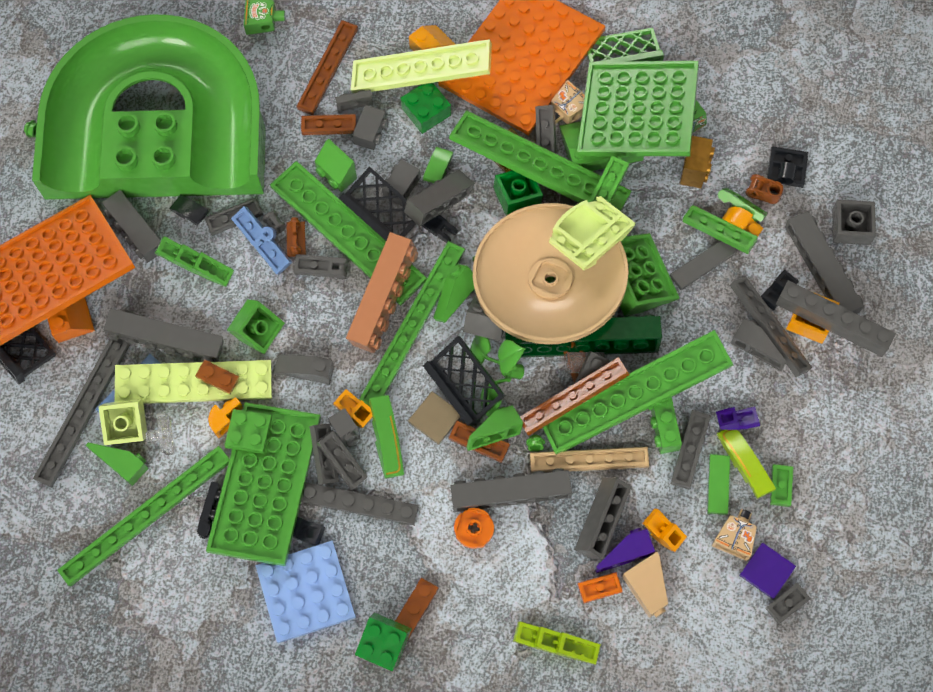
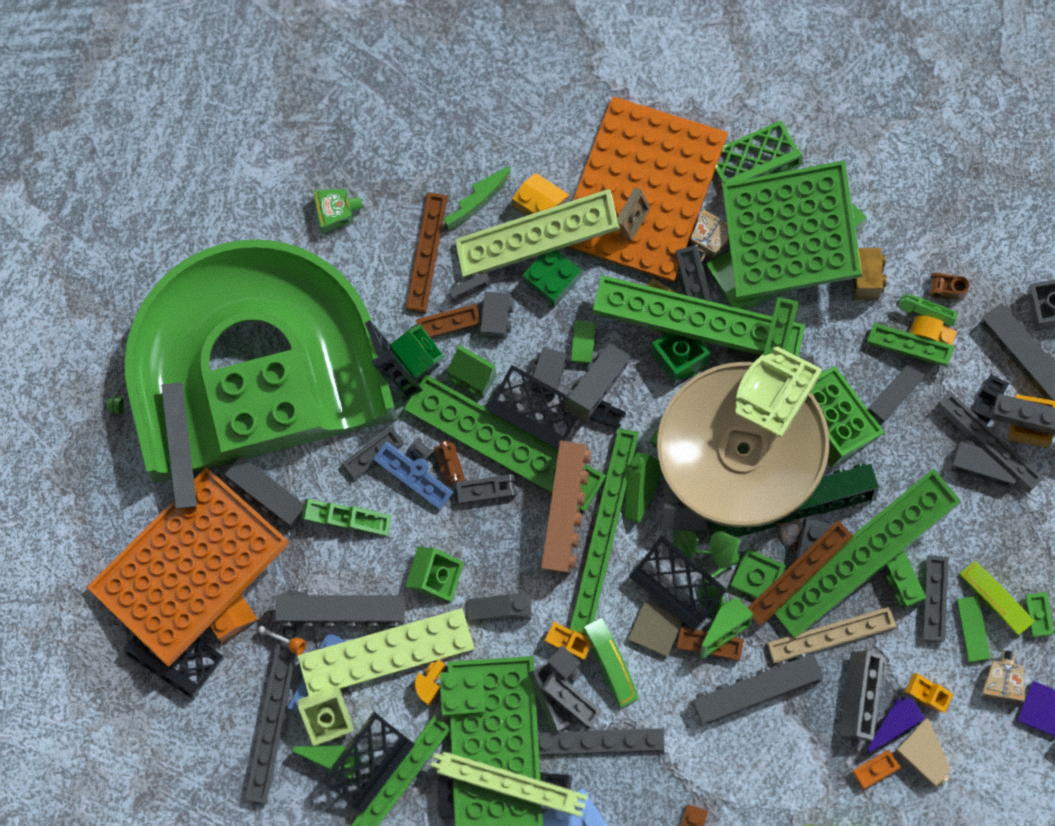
camera: 10 degrees left, 5 degrees up
(69, 169) = (178, 446): none -> dark grey tile
(117, 357) = (295, 645): none -> orange hinge
(155, 485) = (379, 775): none -> black fence
(189, 209) = (321, 458): black slope -> none
(217, 377) = (412, 642): dark orange plate -> none
(265, 140) = (390, 366): none -> black fence
(265, 518) = (509, 783): none -> yellowish green hinge
(293, 138) = (417, 351): none -> green brick
(387, 30) = (482, 193): none -> bright green slope
(468, 518) = (720, 747): orange plate -> none
(506, 68) = (633, 214): none -> dark tan tile
(534, 390) = (756, 574): none -> bright green tile
(535, 443) = (770, 631): bright green plate -> none
(735, 420) = (977, 554): dark purple slope -> none
(787, 166) = (967, 253): black plate -> none

